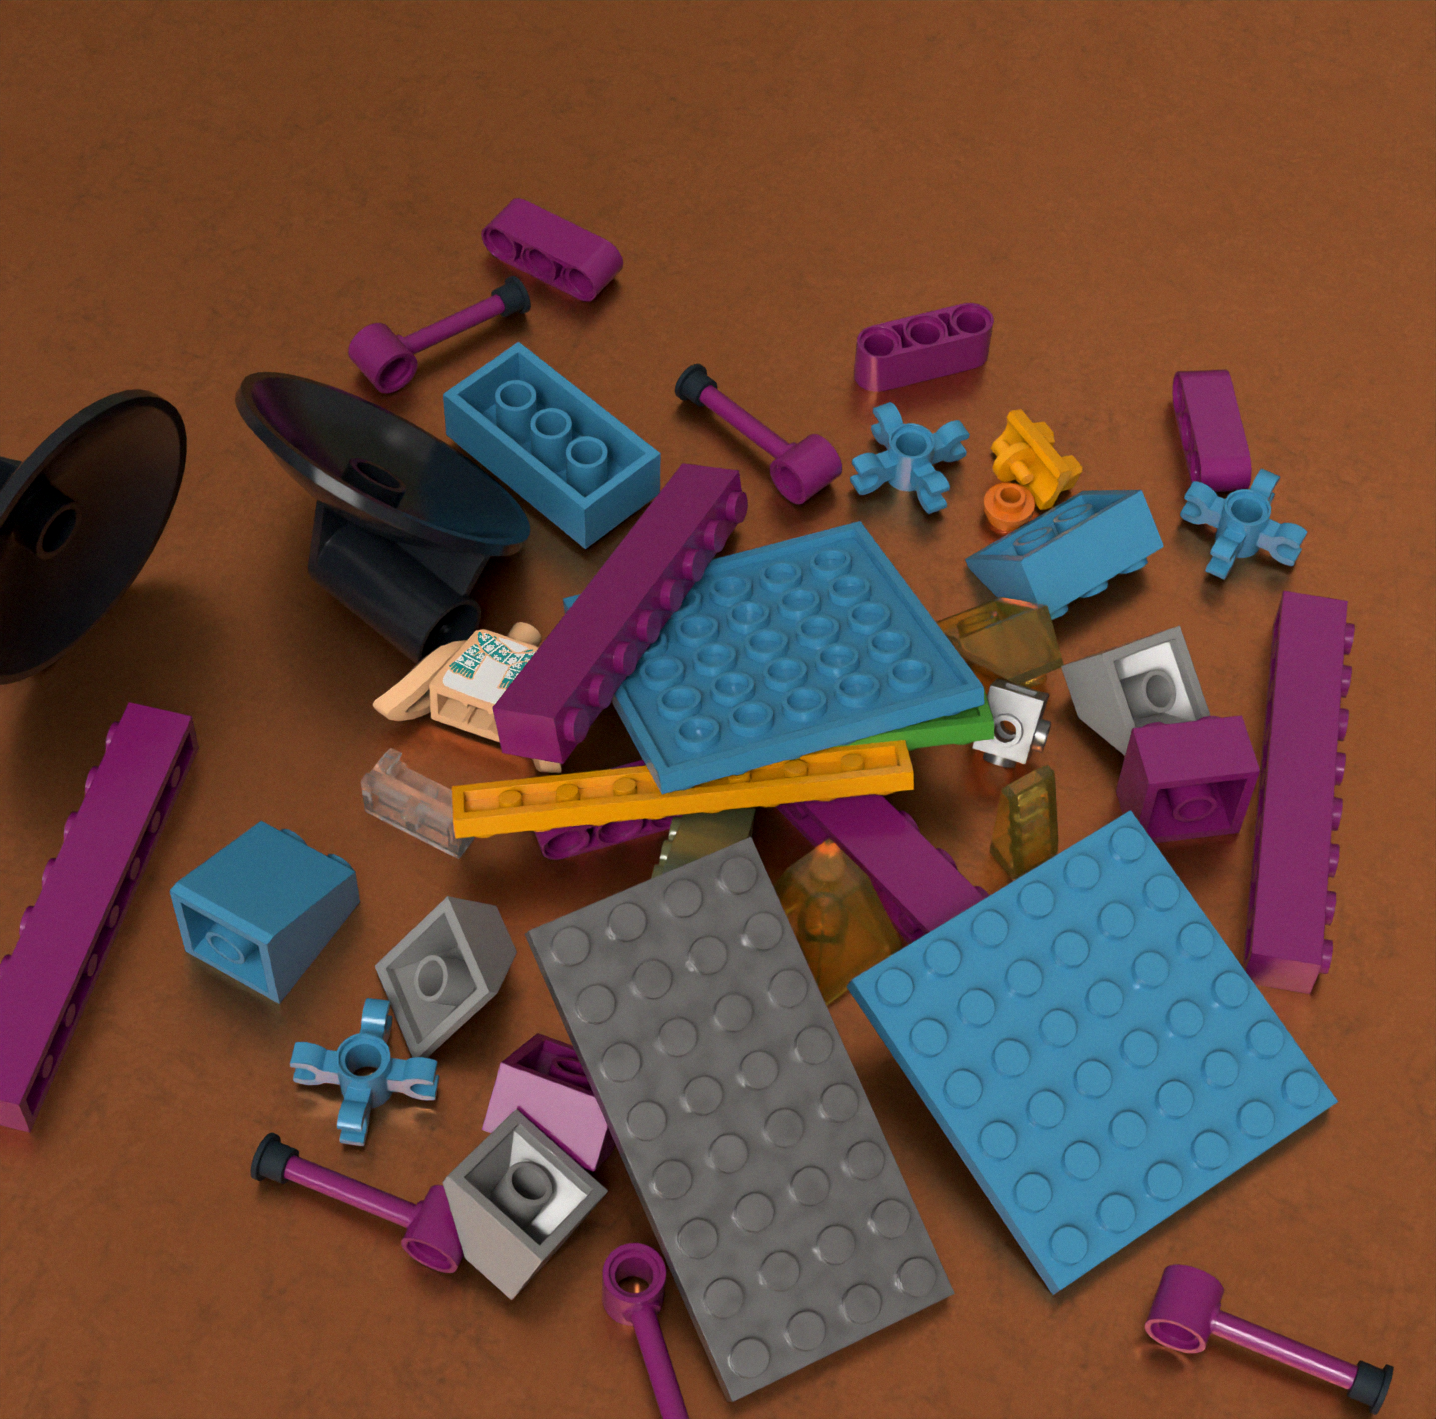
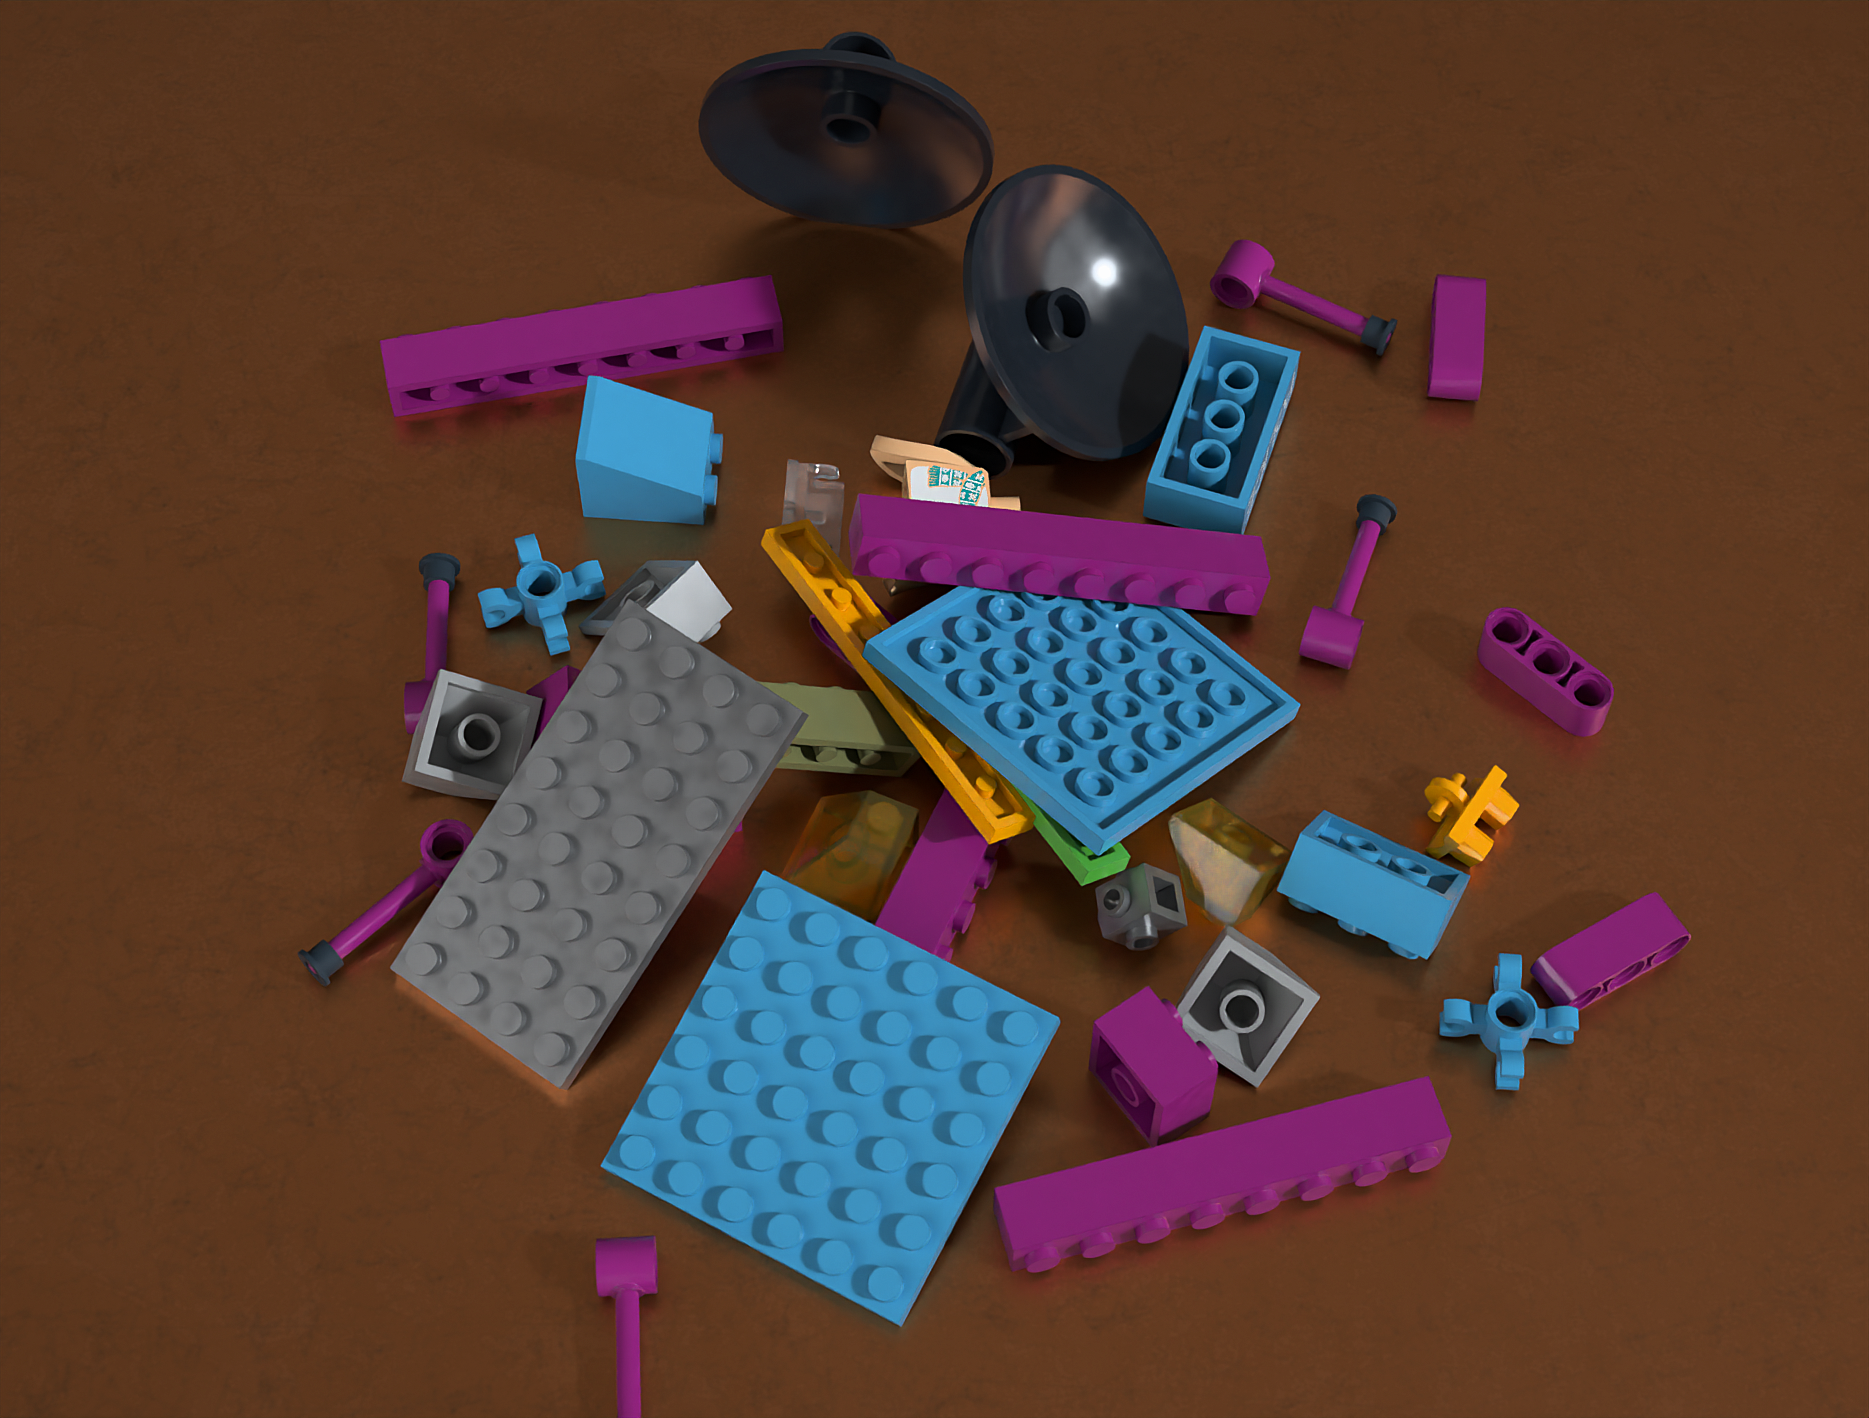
camera: 65 degrees right, 5 degrees up
(909, 457) = (1399, 731): dark azure pin -> none
(1008, 506) = (1405, 831): orange plate -> none
(1026, 823) = (1033, 958): clear yellow slope -> none

